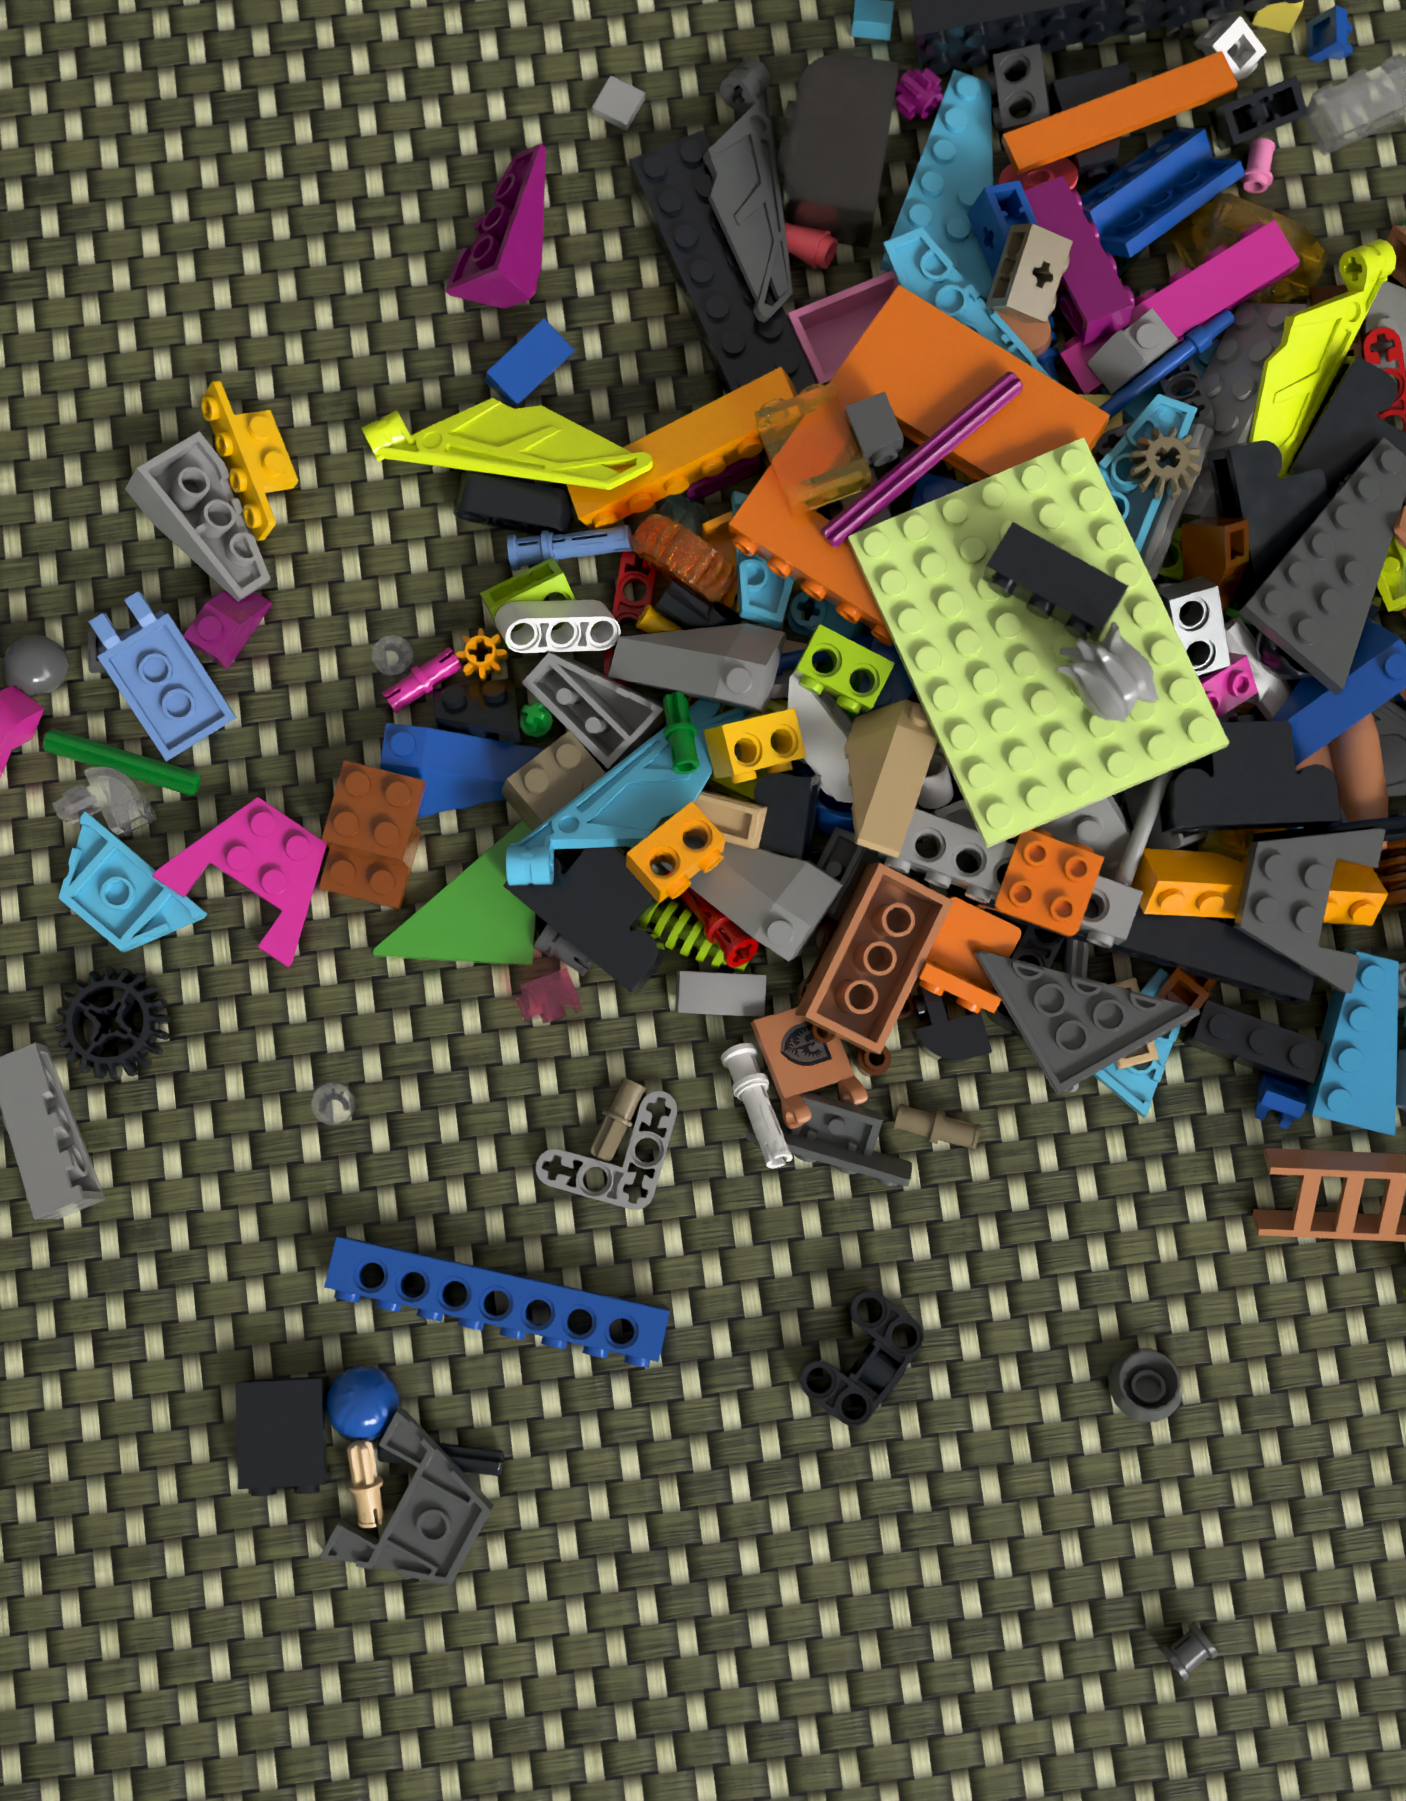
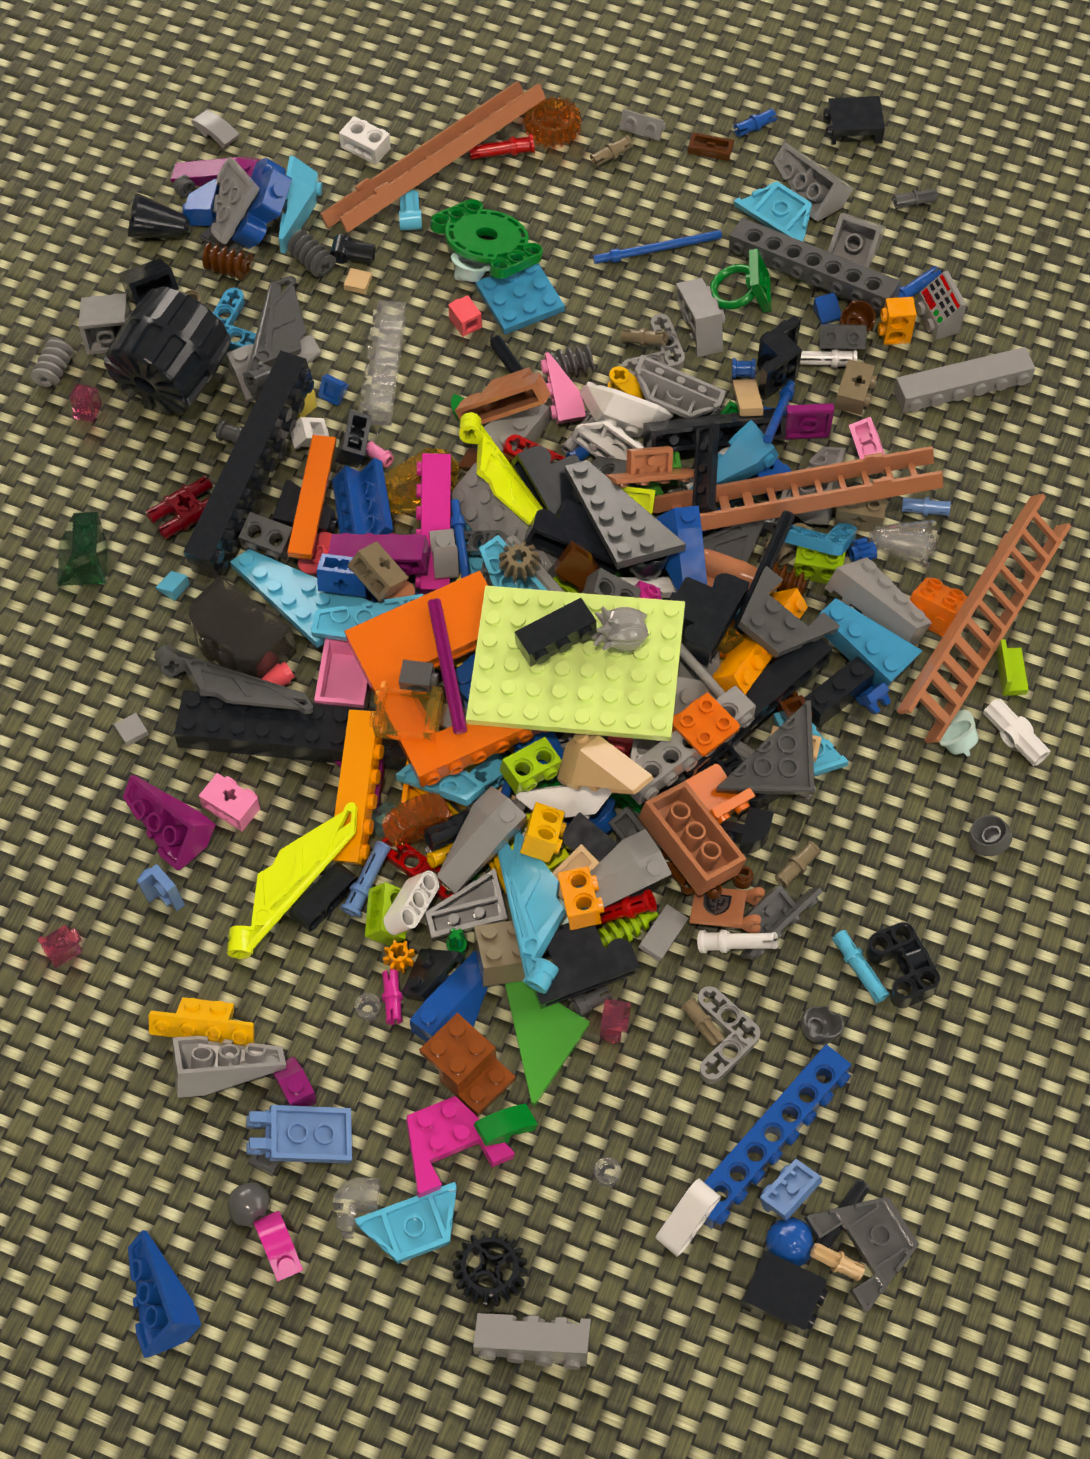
camera: 60 degrees left, 20 degrees down
(129, 763) = (326, 1194): green axle -> none
(259, 223) = (60, 952): none -> clear pink brick
(309, 1251) = (688, 1217): none -> white beam
(319, 933) = (501, 1125): none -> green slope
(397, 285) = (156, 883): none -> medium blue bracket
(428, 1368) = (790, 1189): none -> medium blue bracket
(528, 363) = (249, 847): blue hinge -> none
(578, 275) = (230, 801): none -> bright pink brick
(680, 733) = (514, 865): green axle -> none
(701, 1288) = (821, 1025): none -> dark grey hair
(828, 1294) = (854, 957): none -> medium azure pin
(918, 94) = (234, 578): magenta gear -> none
(1289, 1262) = (961, 734): none -> light aqua piece
(1345, 1342) = (1016, 732): none -> white piece

